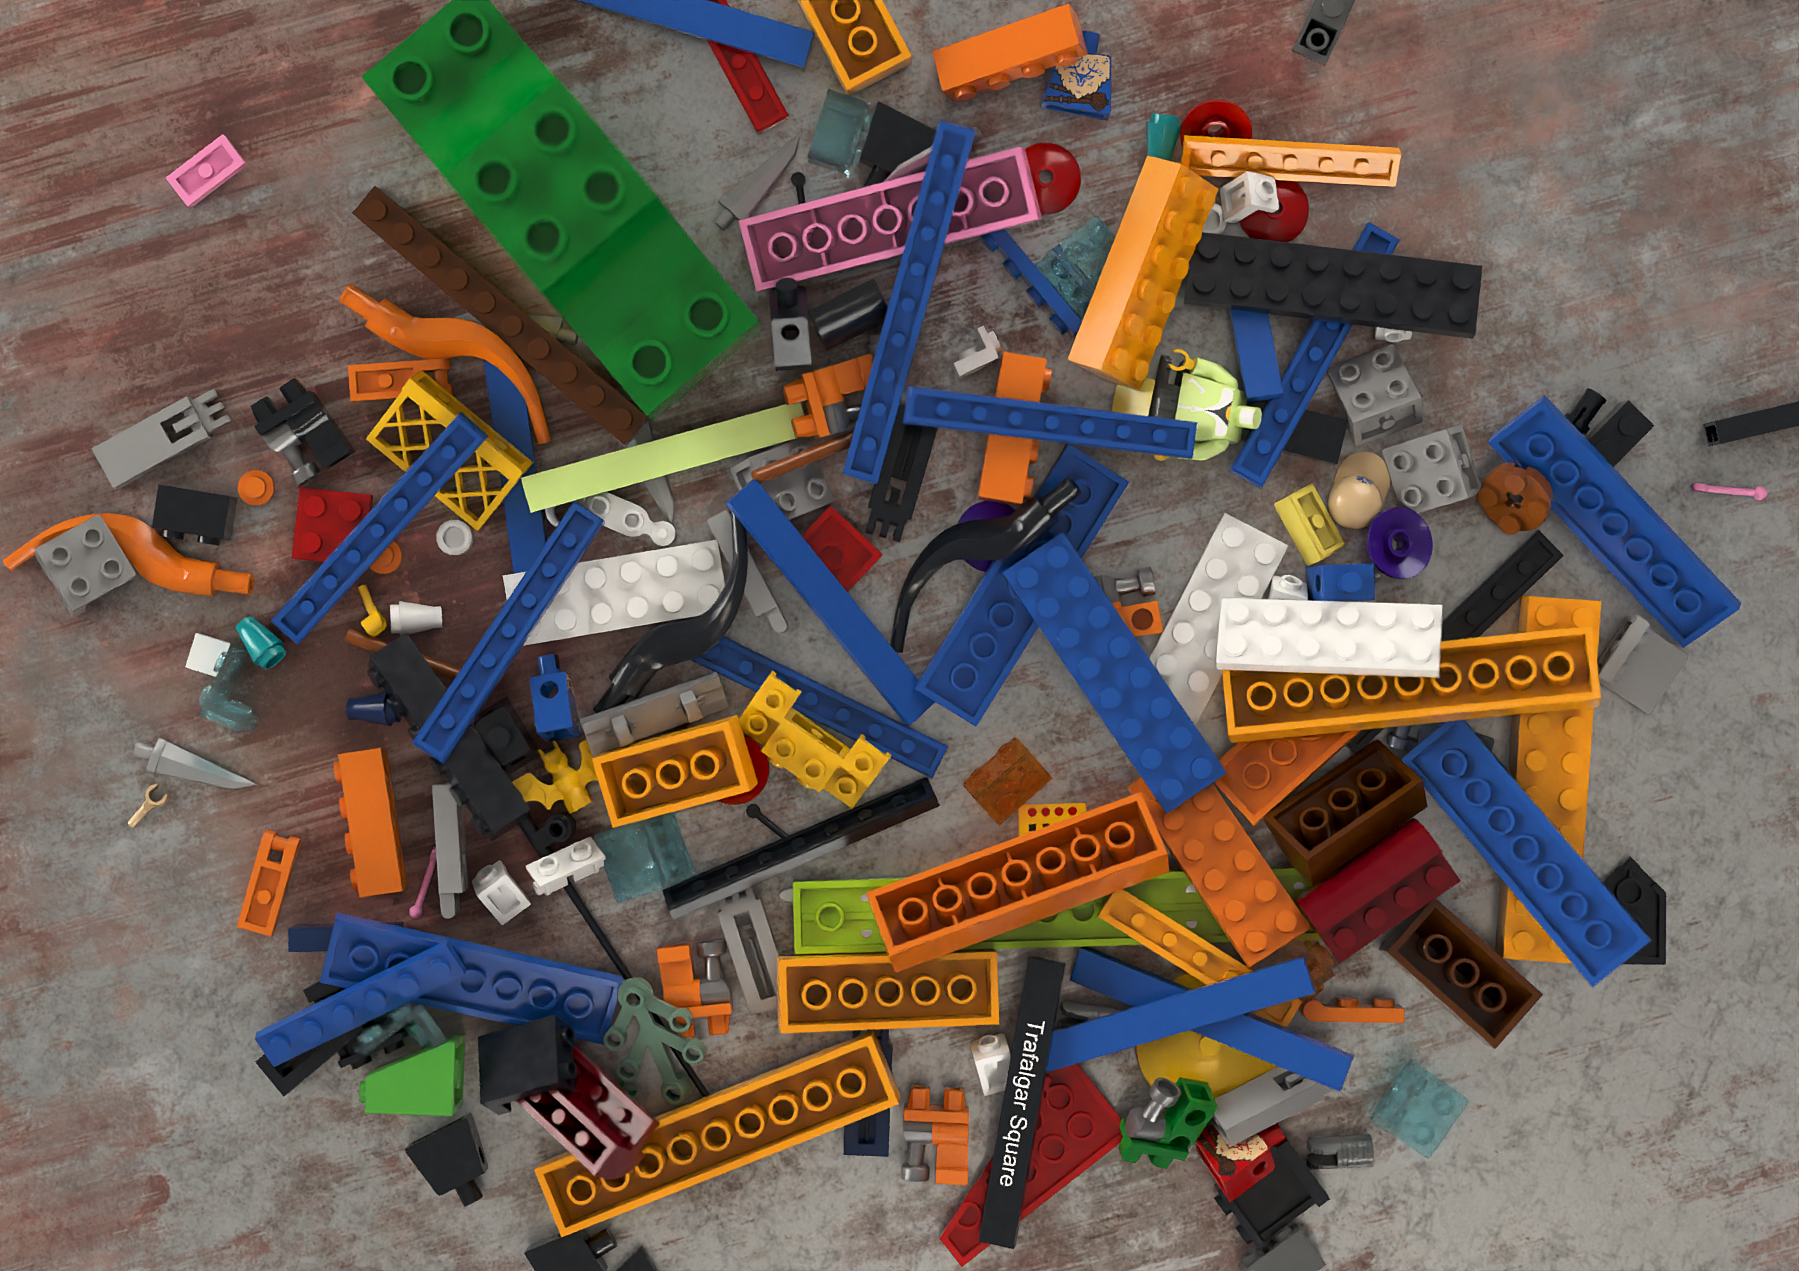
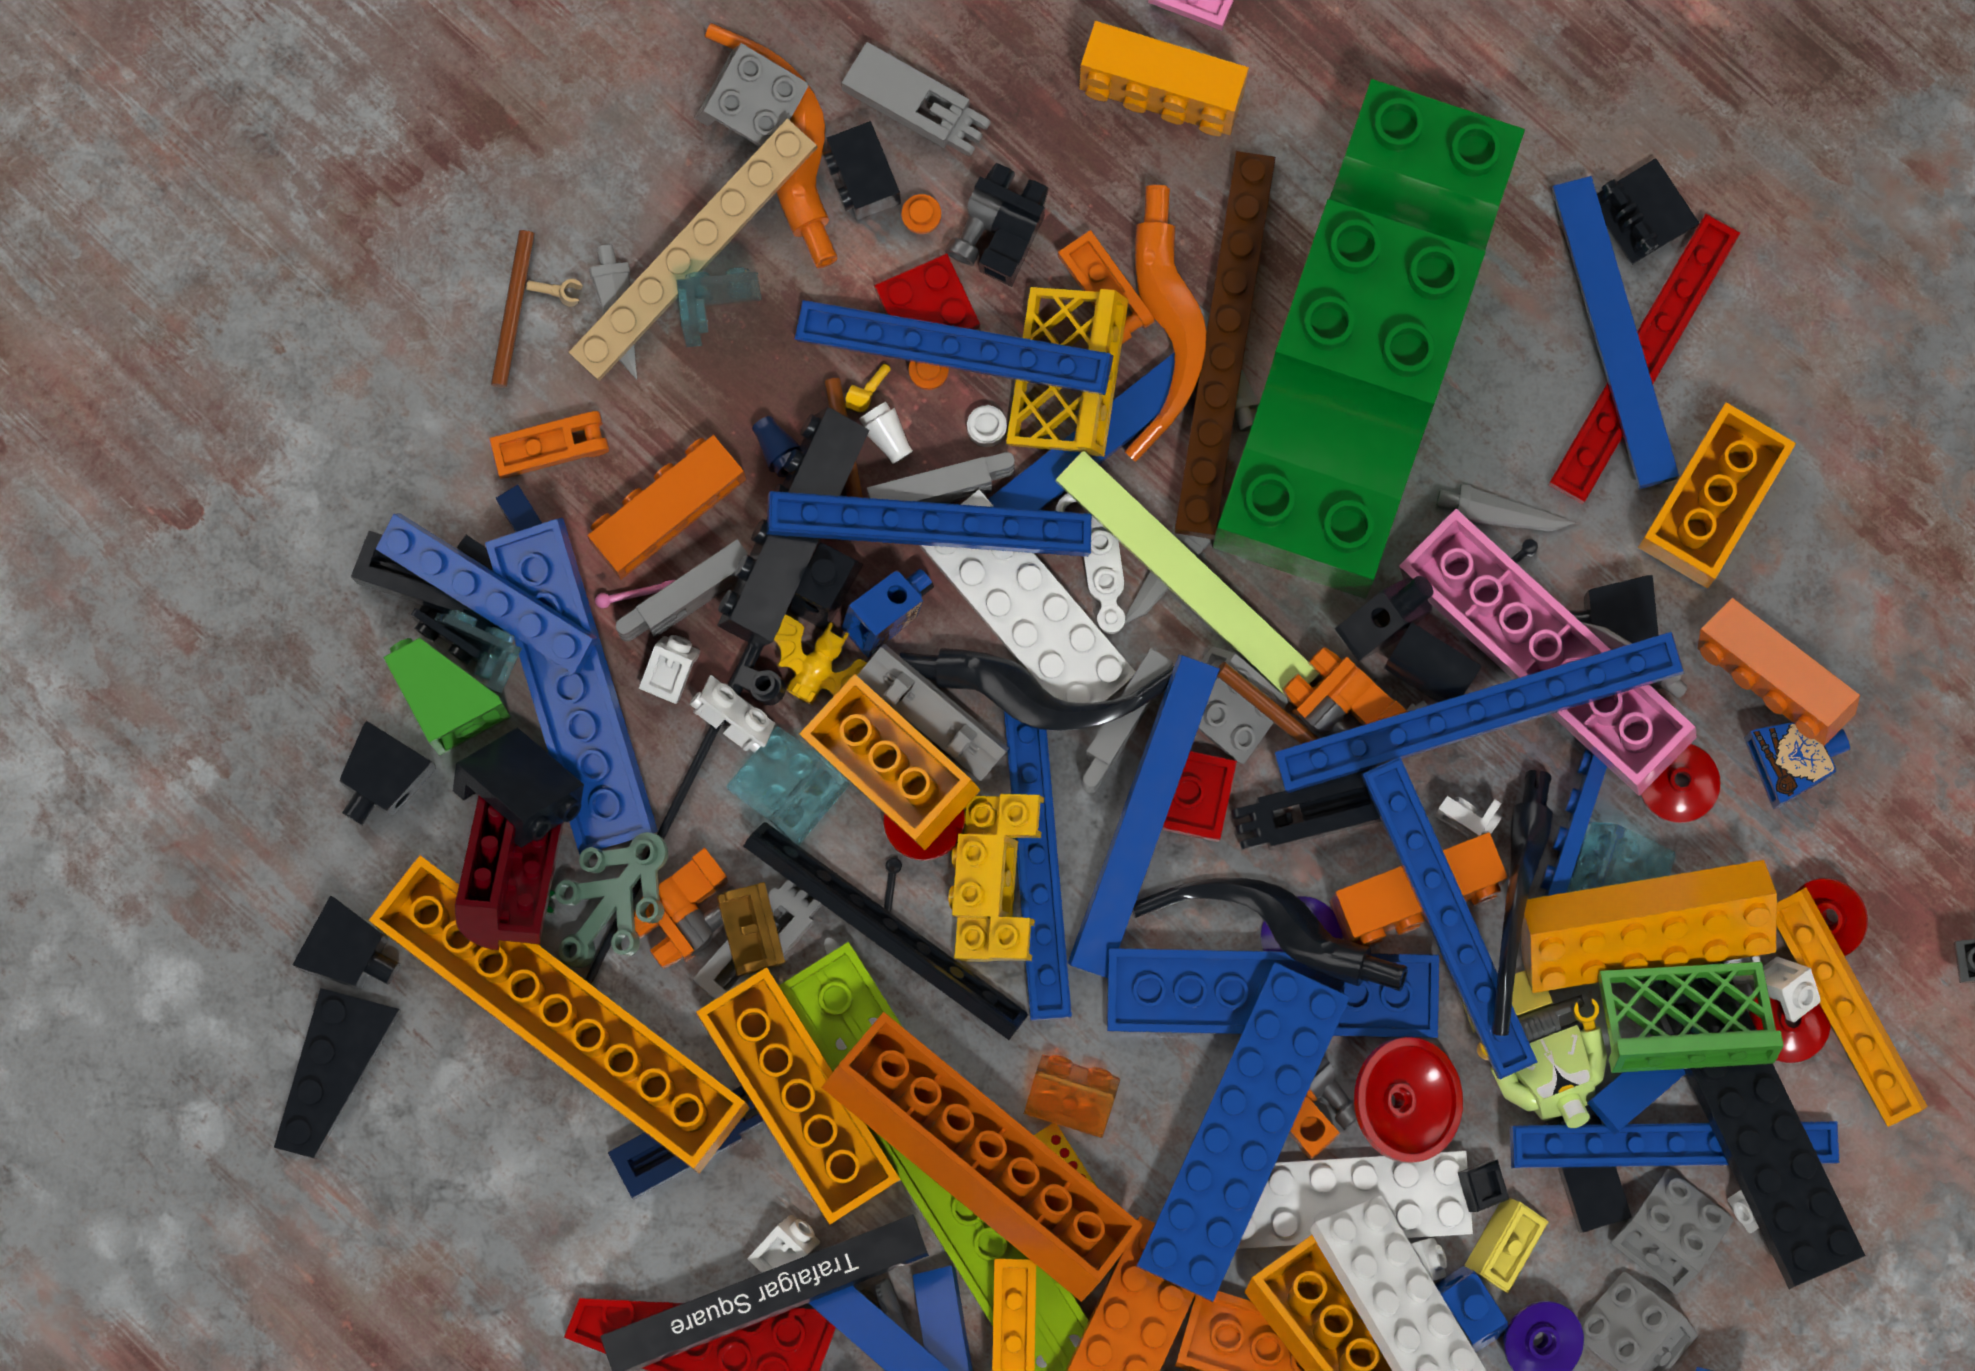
camera: 60 degrees right, 10 degrees down
(142, 847) = (512, 309): none -> dark orange bar
(179, 682) = (693, 249): none -> tan plate
(205, 653) = (735, 255): white tile -> none
(260, 237) = (1162, 79): none -> light orange brick
(260, 643) = (775, 304): teal cone -> none
(482, 599) = (948, 483): none -> light grey hinge
(740, 952) = (750, 929): none -> pearl gold hinge
(839, 132) = (1599, 557): clear light blue brick -> none
(940, 1126) = (690, 1232): orange hips -> none
(1020, 319) = (1529, 836): none -> black animal
(1162, 135) = (1793, 868): teal cone -> none
(1172, 521) = (1425, 1096): none -> red dish
(1257, 300) = (1686, 1049): none -> bright green fence
(1258, 516) = (1483, 1185): none -> black tile
(1358, 490) = (1570, 1272): tan cap -> none

